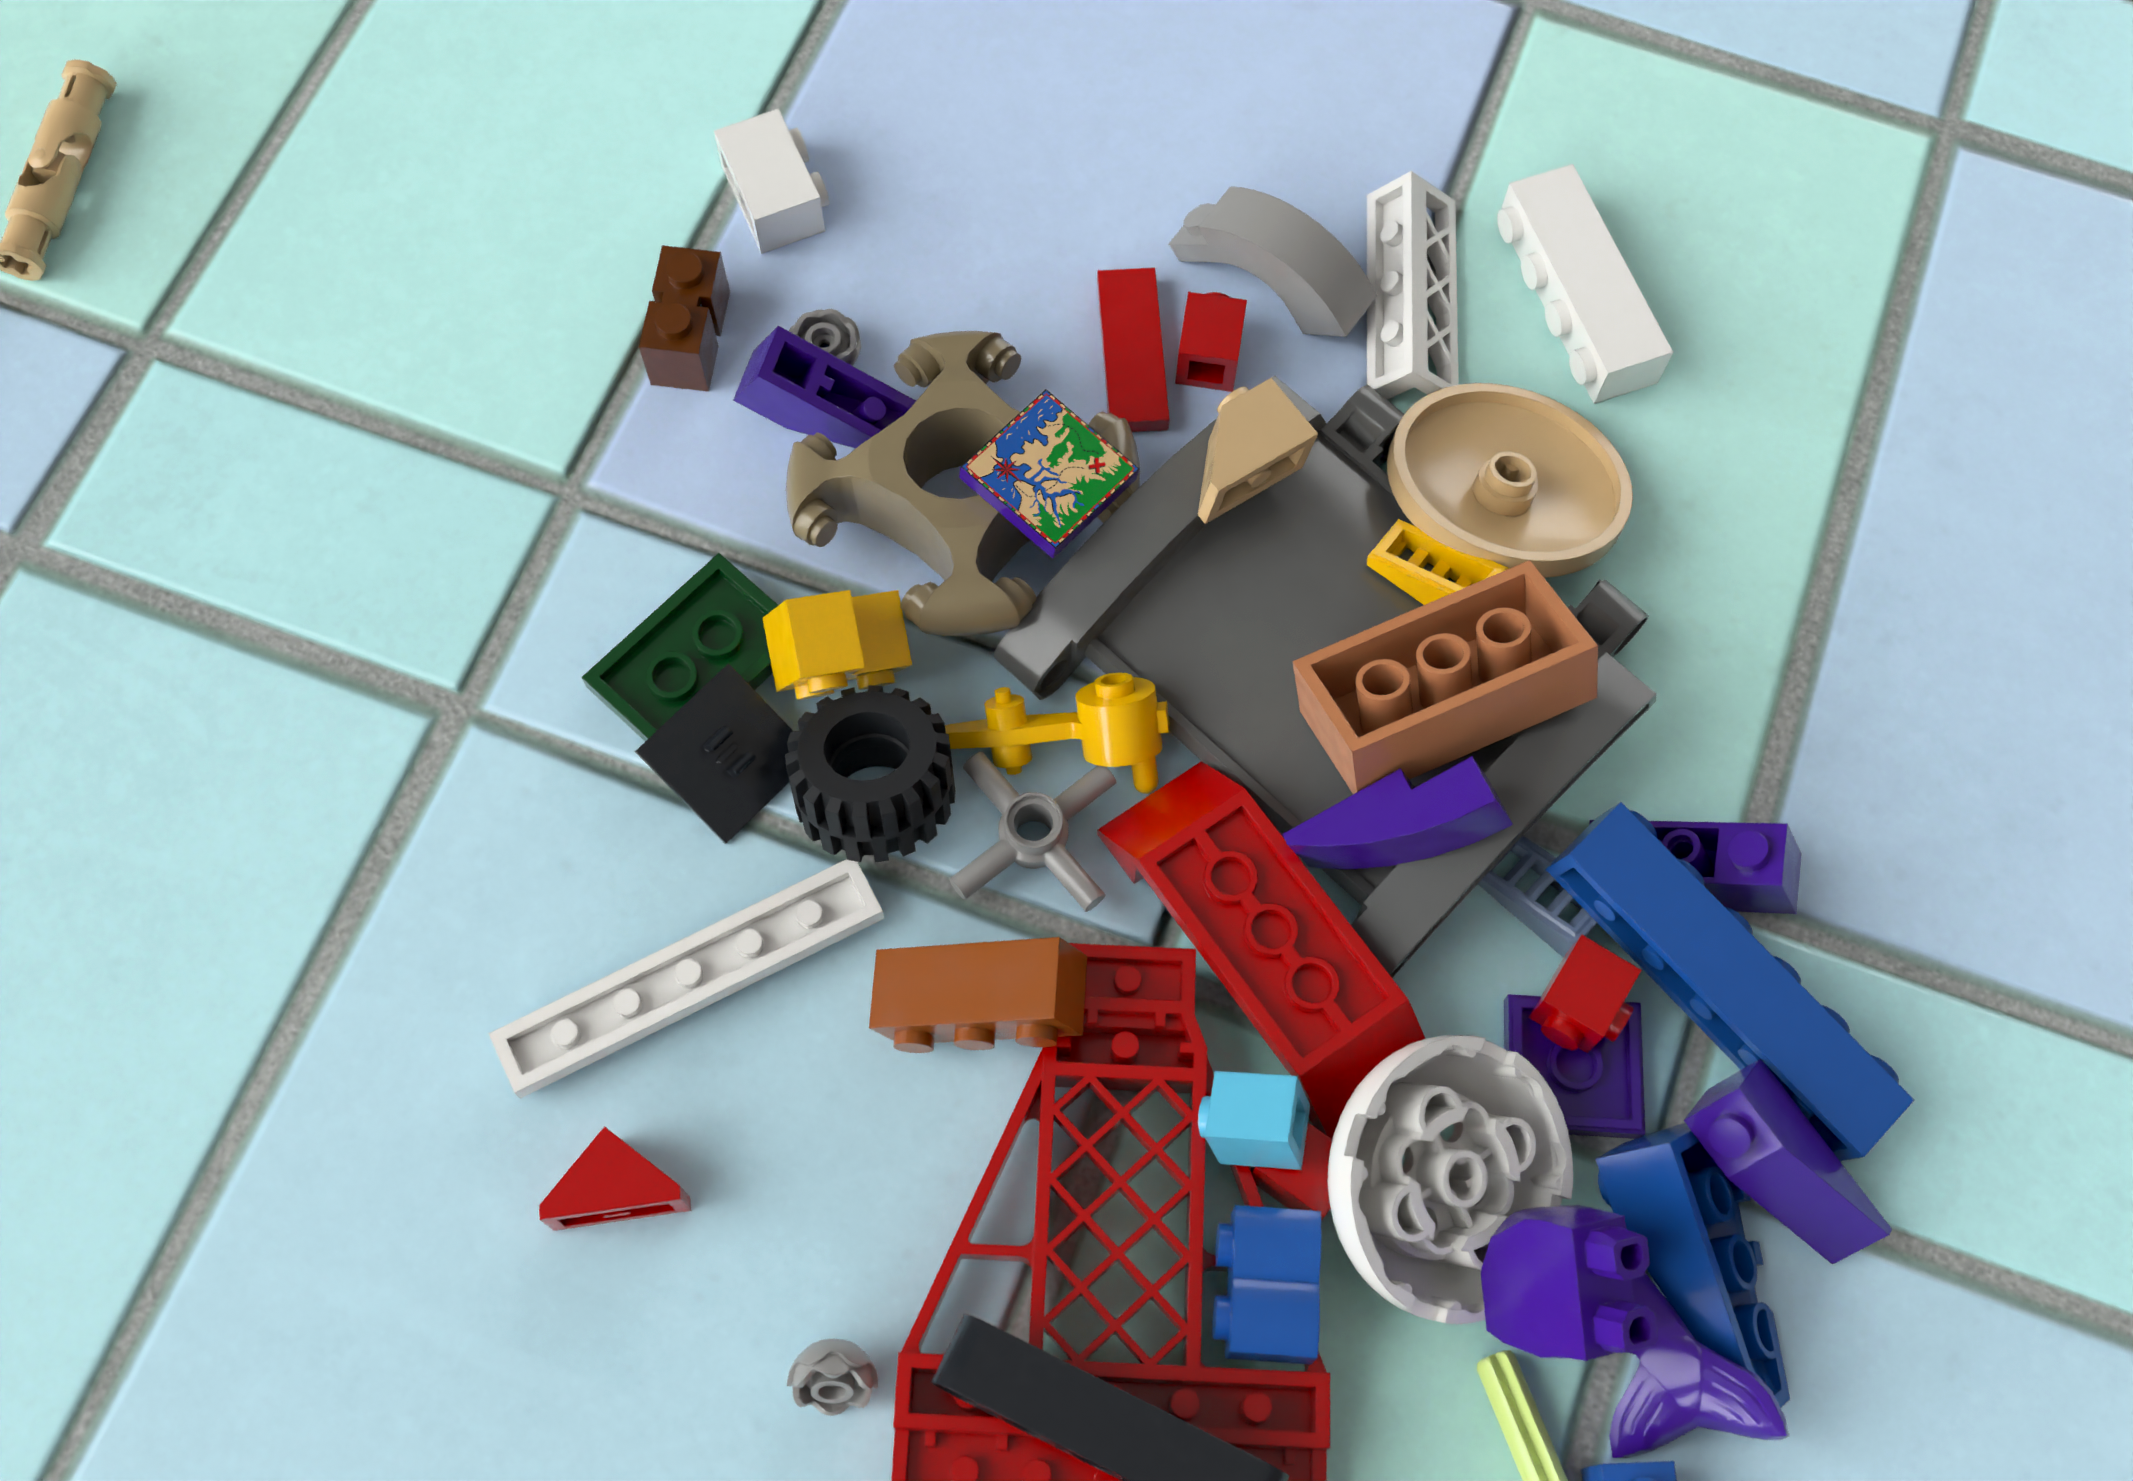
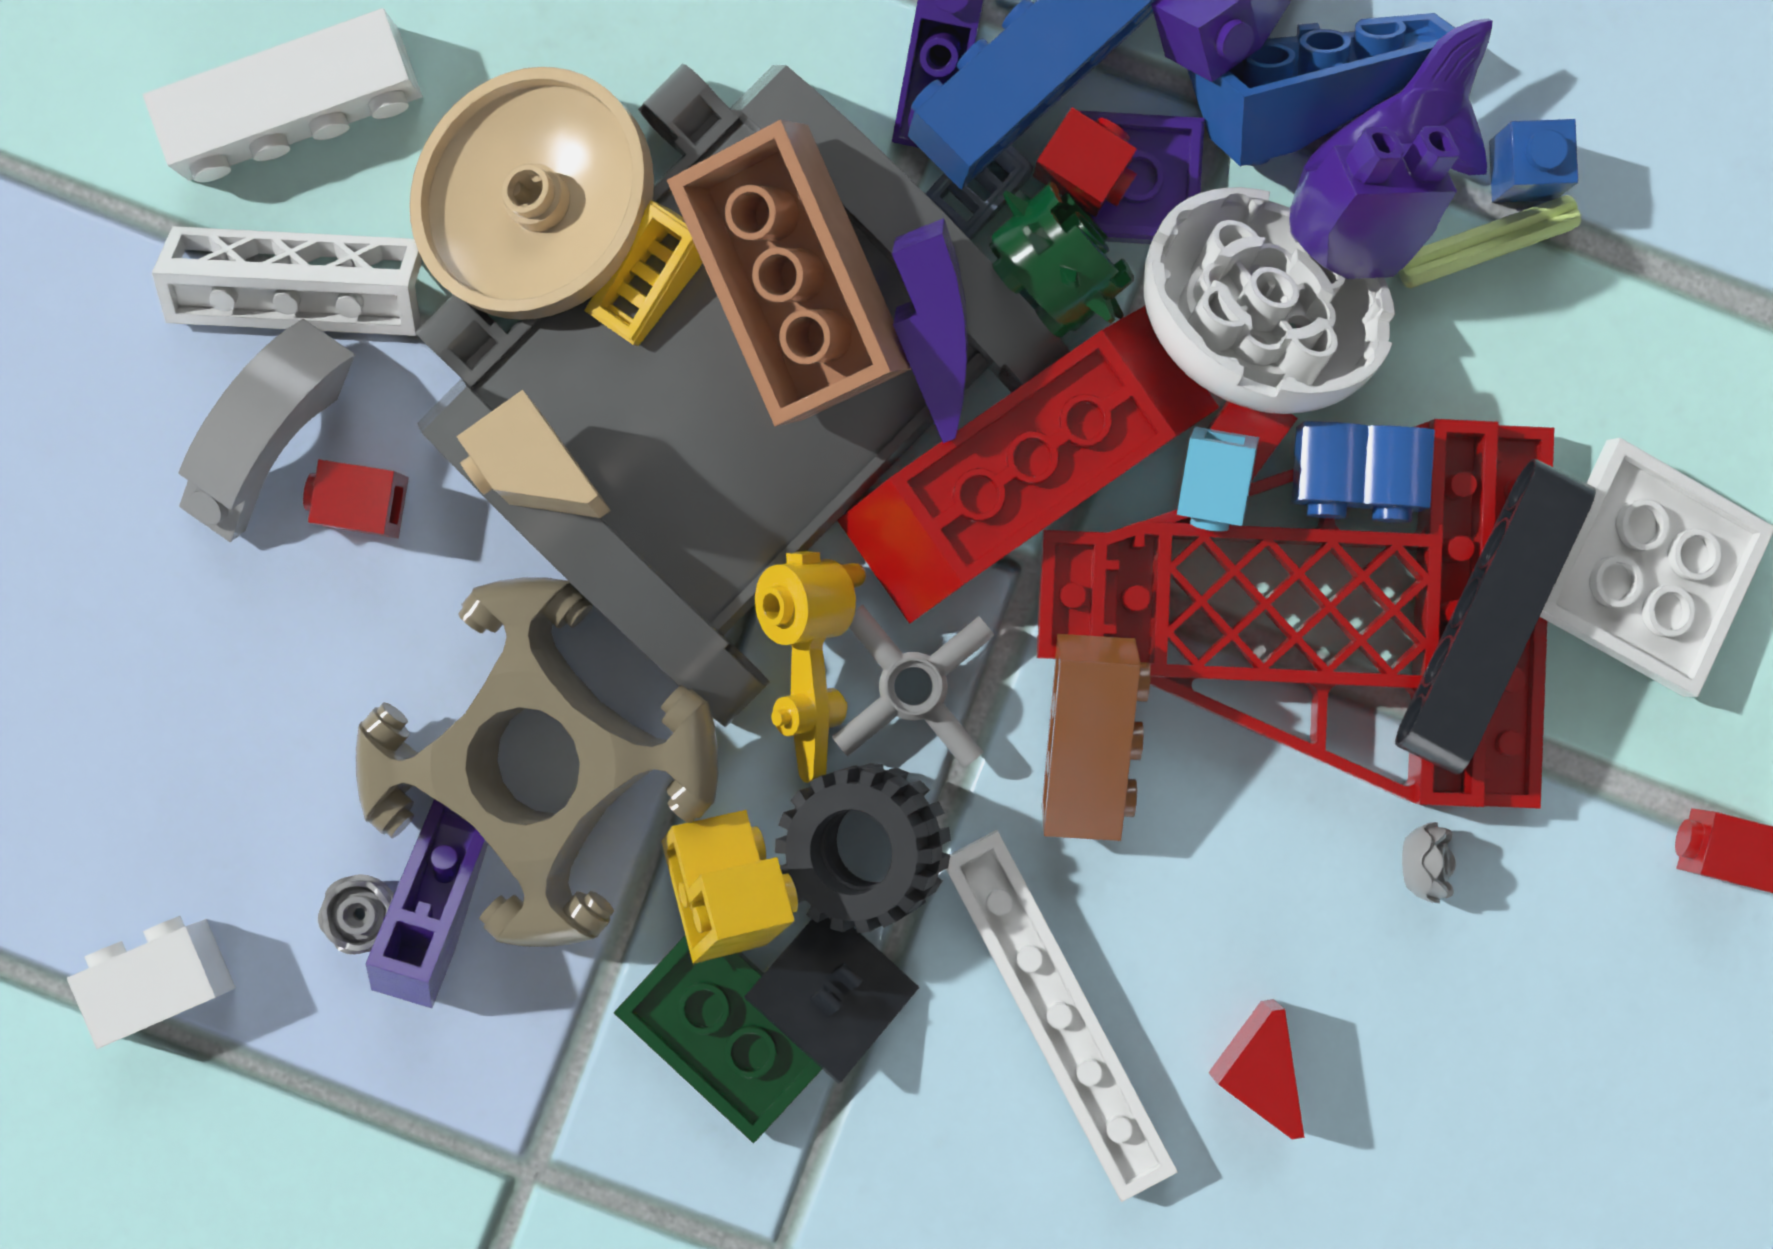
camera: 85 degrees left, 20 degrees up
(677, 333) = (357, 1074): reddish brown piece -> none
(1049, 473) = (553, 671): tile -> none
(1133, 348) = (361, 583): red tile -> none
(1479, 961) = (1059, 259): none -> dark green brick

